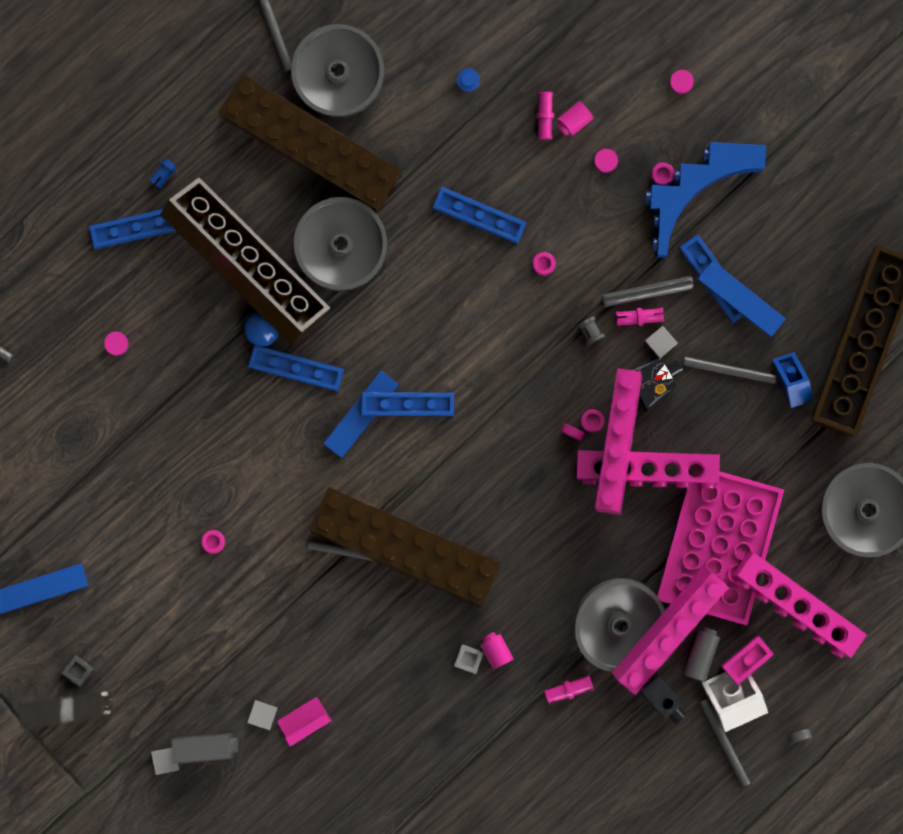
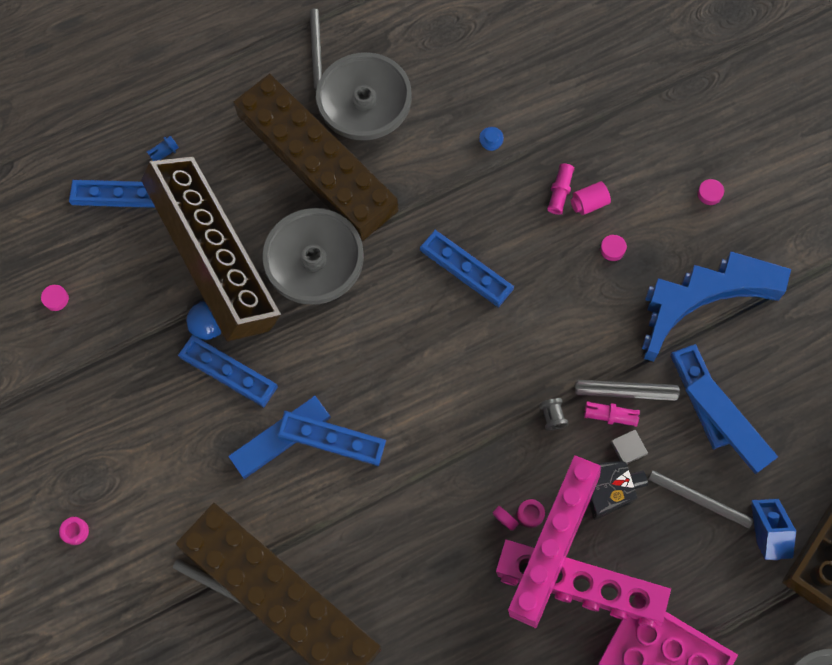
camera: 20 degrees right, 15 degrees down
(543, 264) = (520, 333): dark pink tile -> none
(662, 174) = (671, 272): dark pink tile -> none

